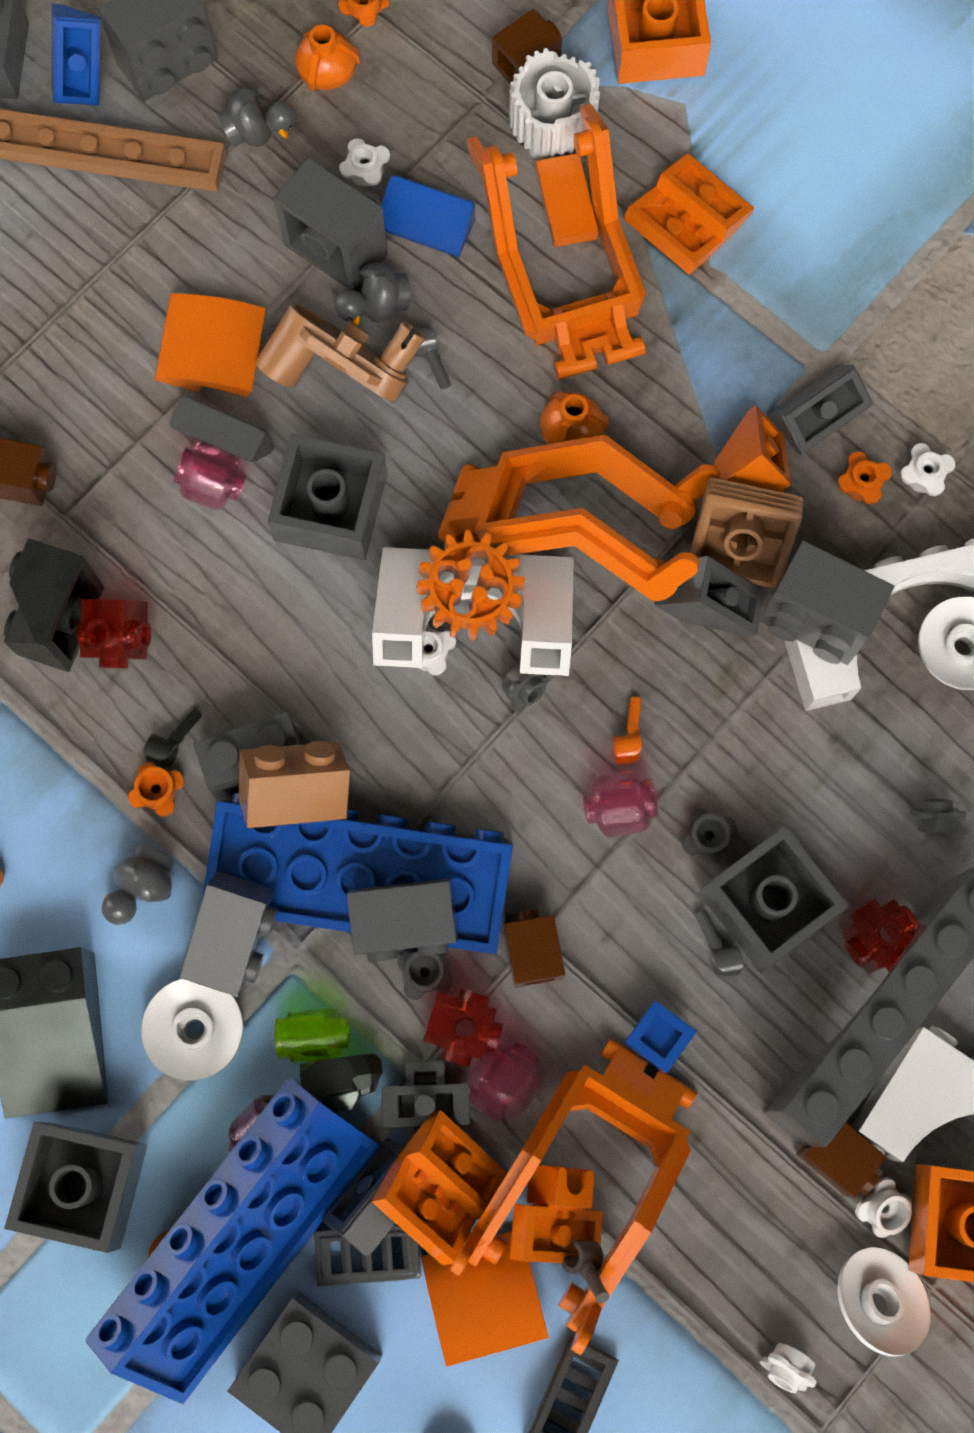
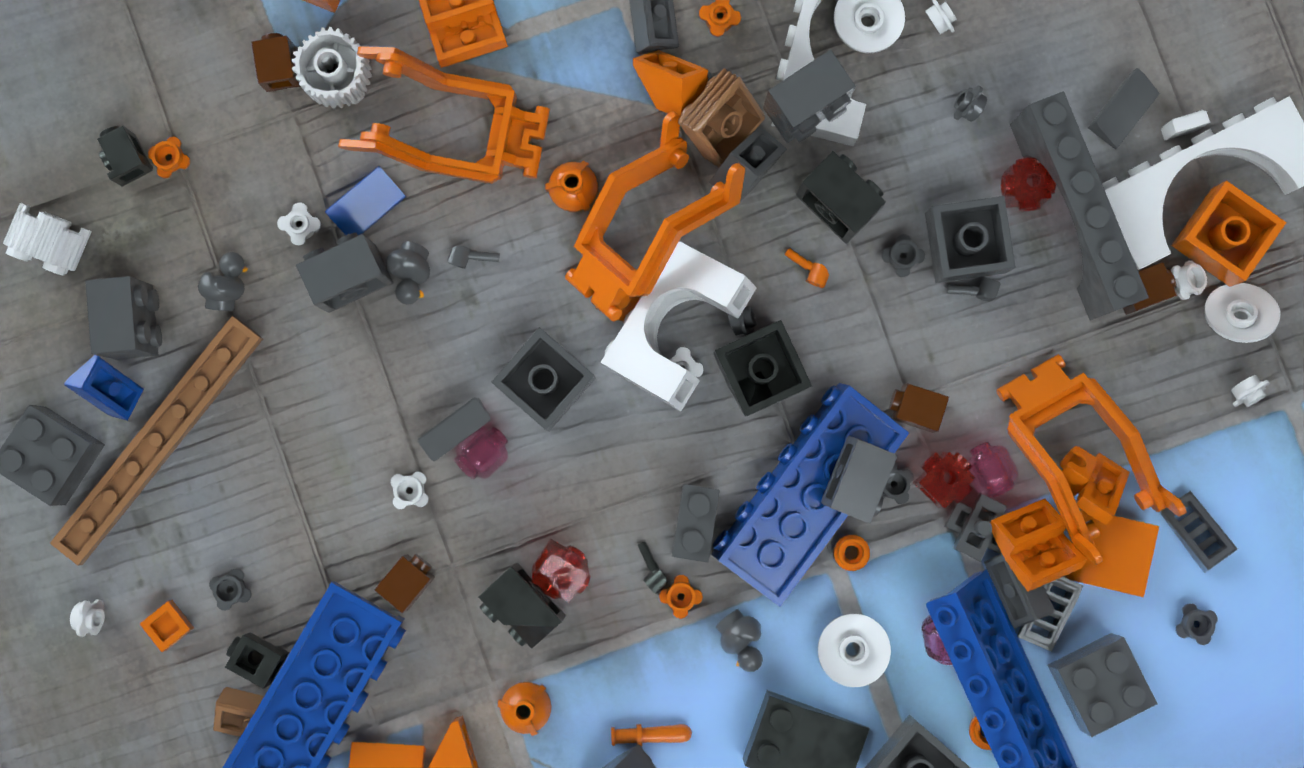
camera: 60 degrees left, 10 degrees up
(124, 412) = (404, 499): none -> white plate
(210, 343) = (380, 402): orange slope -> none
(228, 934) = (808, 596): brick -> none
(293, 784) = (737, 505): medium nougat brick -> none
(297, 962) = (862, 555): none -> orange plate
(305, 333) = (417, 332): medium nougat piece -> none
(311, 1035) = (898, 576): clear neon green brick -> none
(325, 64) = (205, 215): orange piece -> none
(341, 1080) = (936, 572): pearl dark grey rock -> none
(457, 560) = (690, 321): orange gear -> none
(476, 734) = (762, 368): none -> pearl dark grey slope
(566, 200) = (405, 99): orange tile -> none
(587, 1264) = (1130, 479): dark grey hand -> none
(621, 803) = (854, 300): clear pink head -> none
(660, 1037) = (1016, 358): blue tile -> none
(733, 714) = (841, 196): none -> pearl dark grey brick

